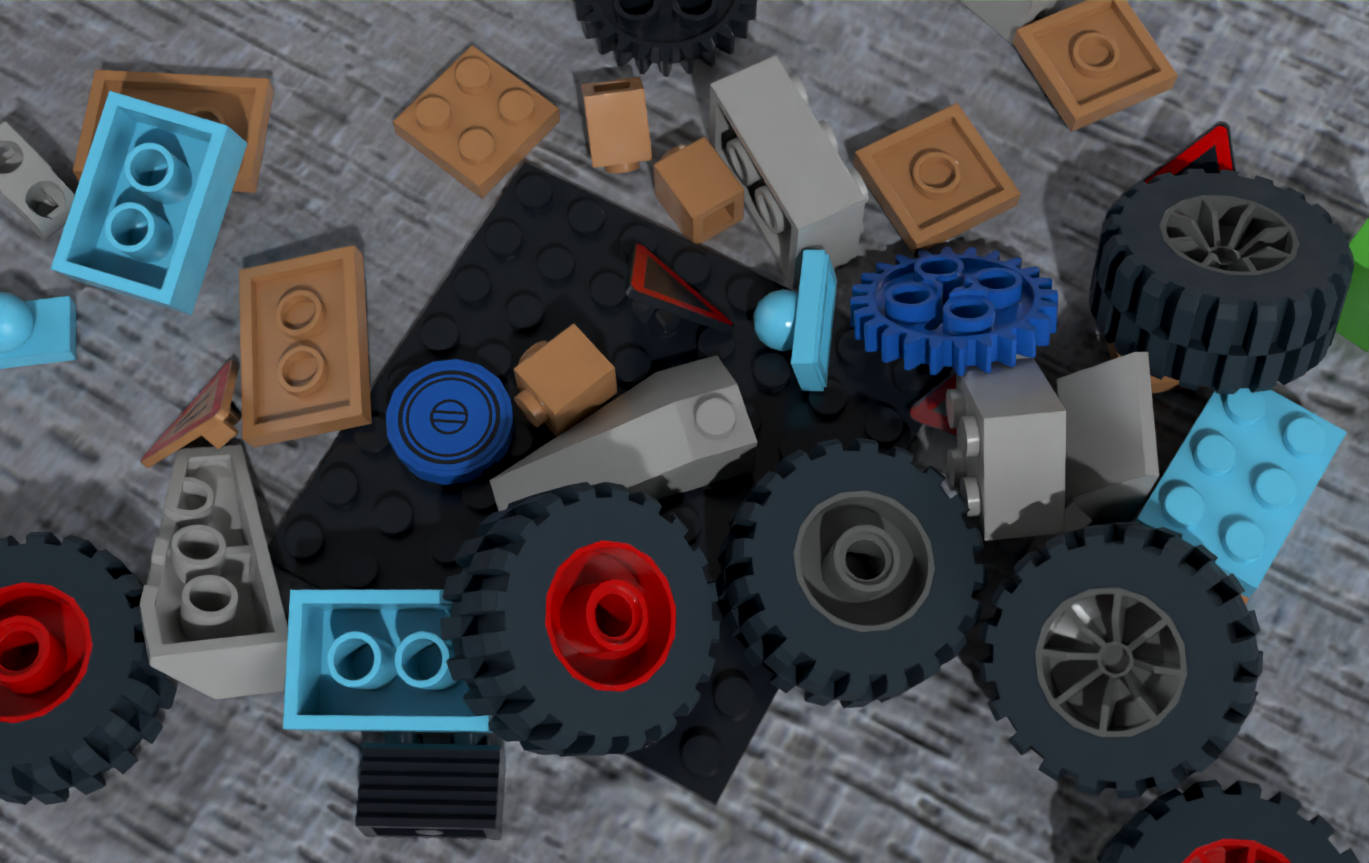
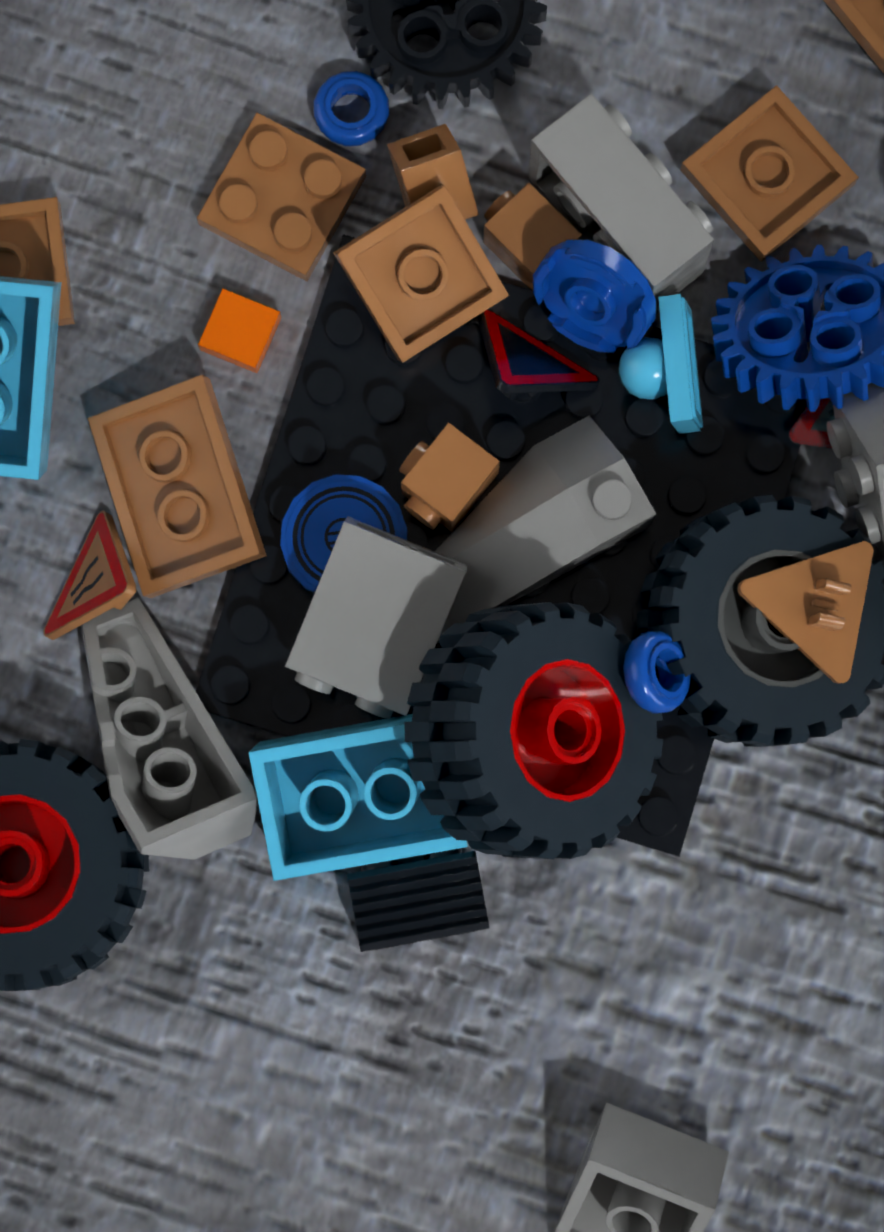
camera: 10 degrees left, 15 degrees up
(406, 226) = (239, 330): none -> orange tile
(447, 480) = (374, 617): none -> light grey brick
(559, 78) = (351, 84): none -> blue piece
(583, 194) = (421, 273): none -> medium nougat plate
(702, 587) = (641, 677): none -> blue piece
(742, 237) = (594, 295): none -> blue tile
(901, 554) = (817, 605): none -> medium nougat piece

